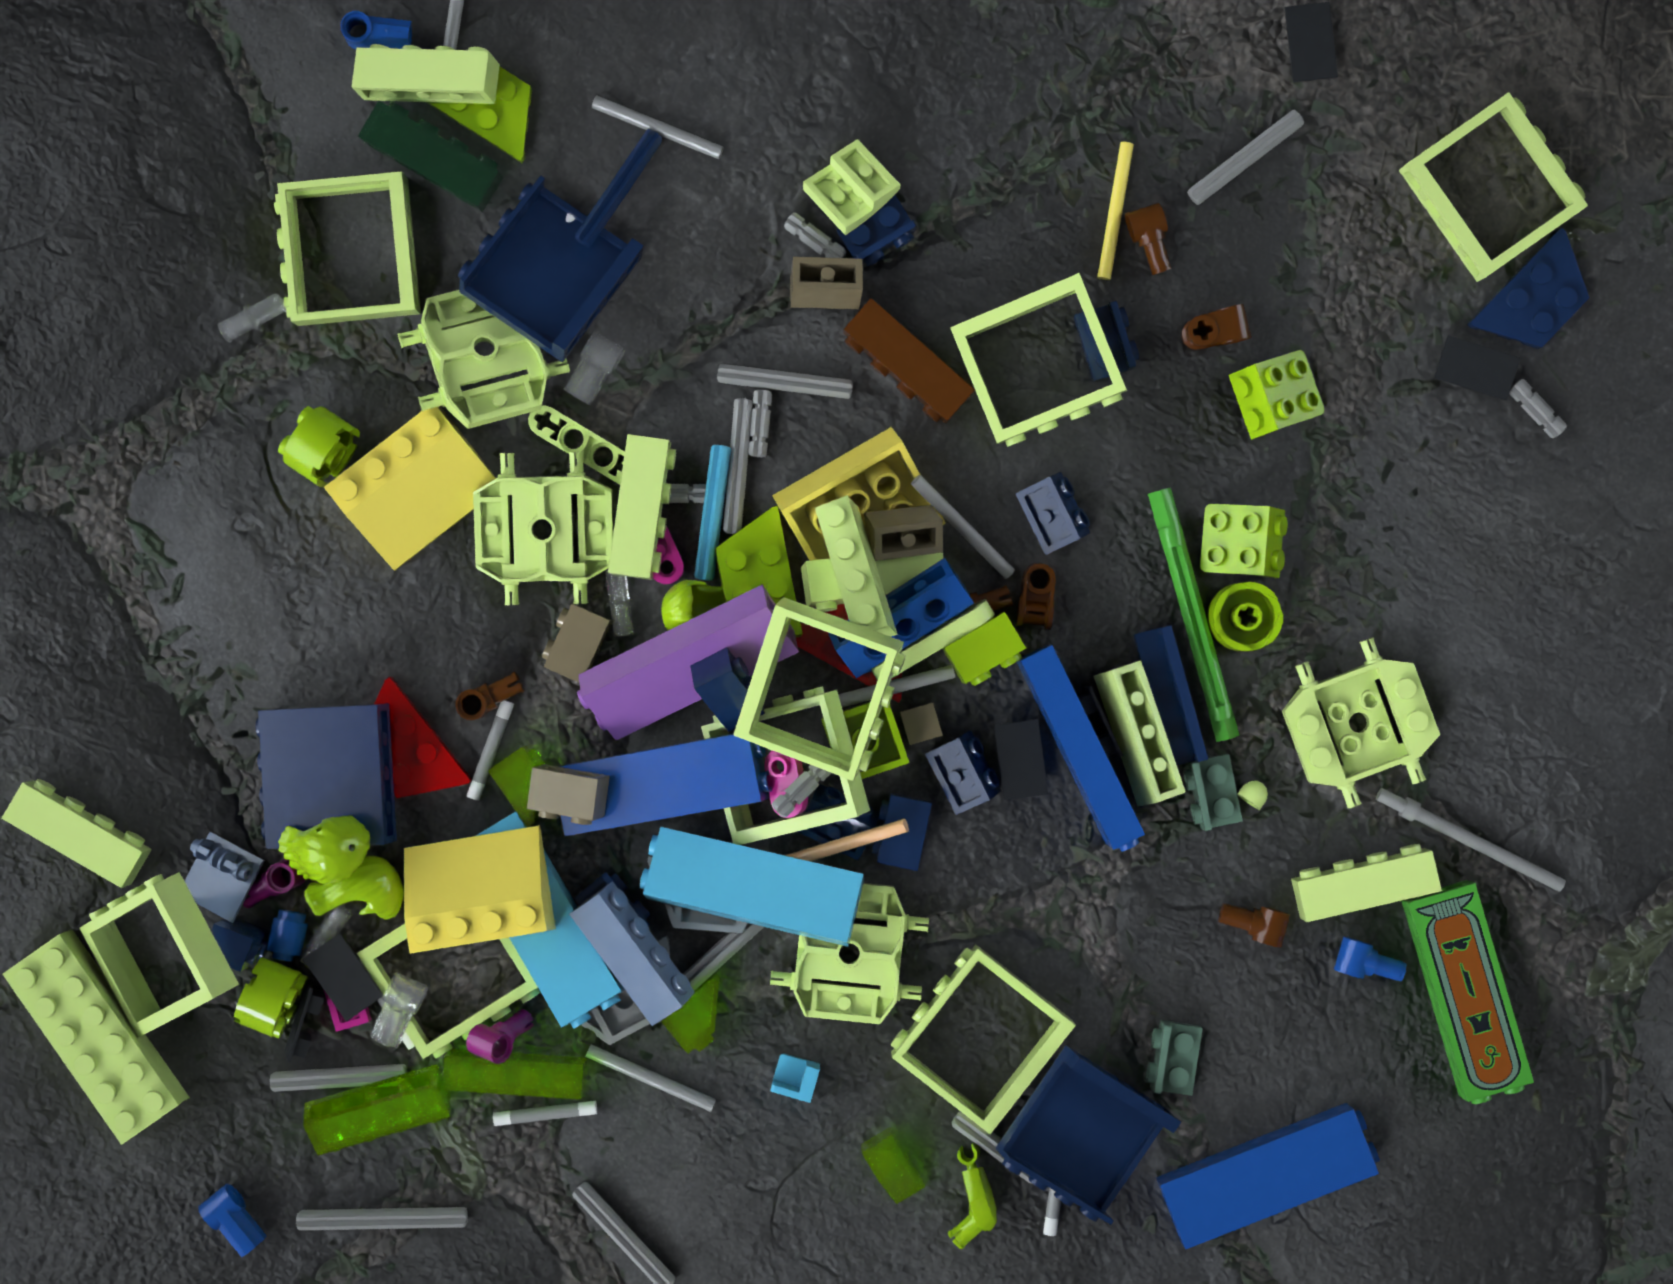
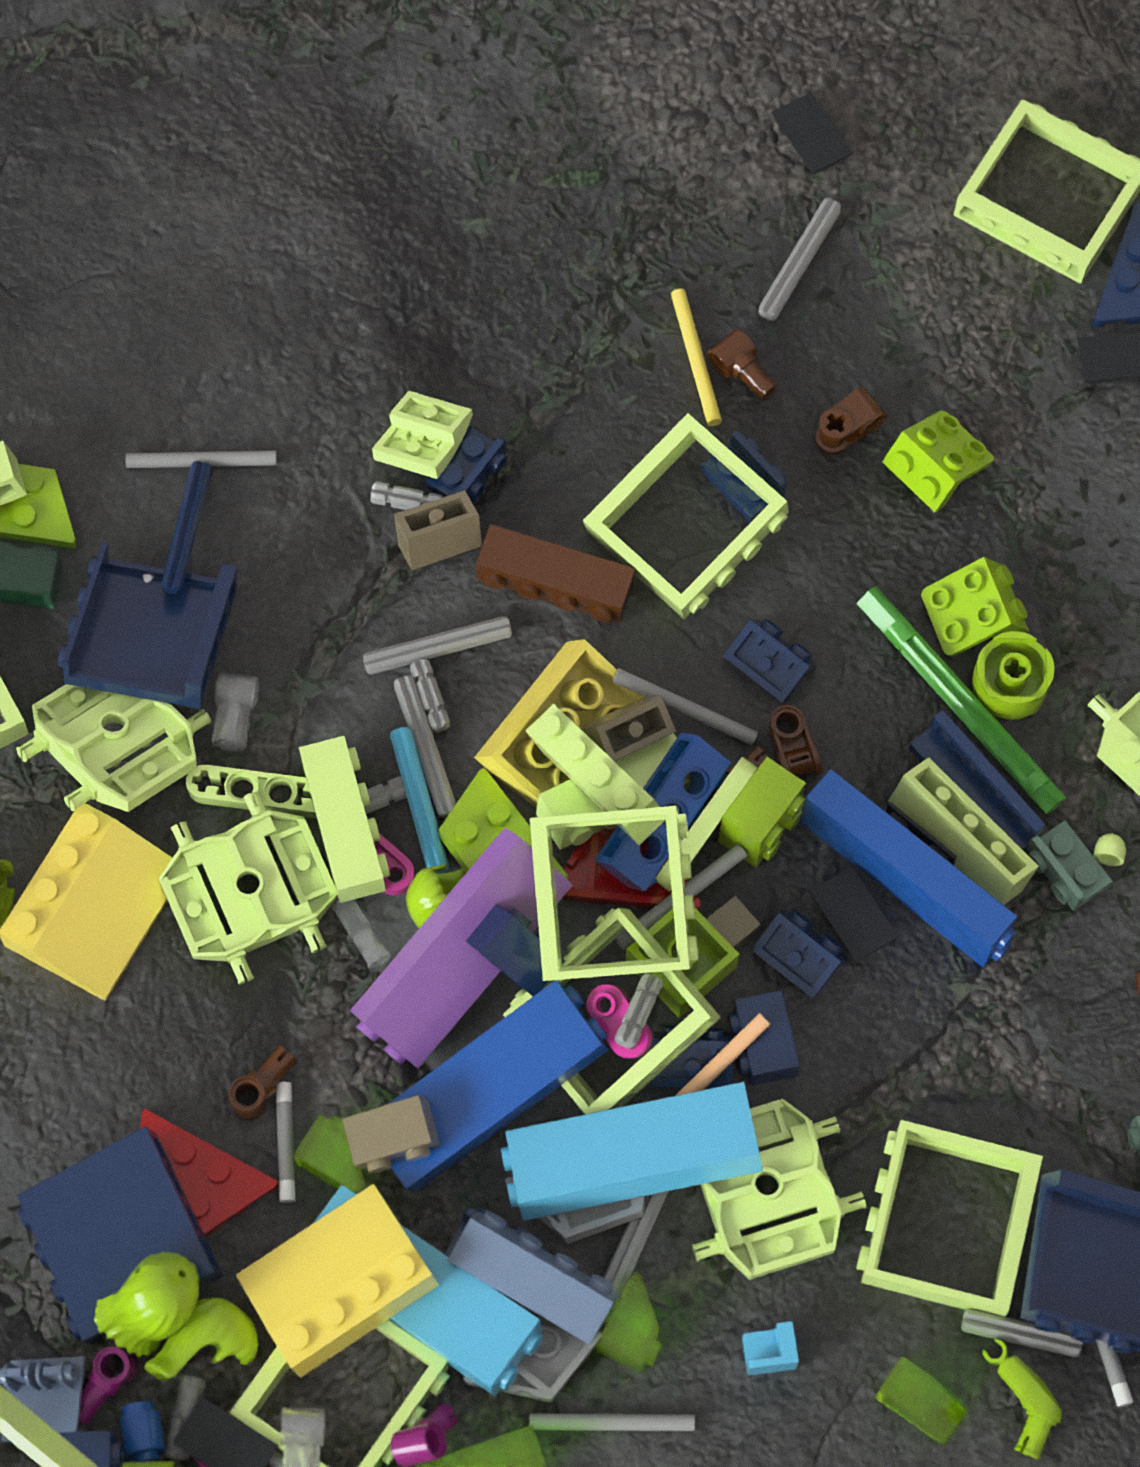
camera: 25 degrees left, 20 degrees down
(577, 642) = (332, 989): dark tan brick -> none

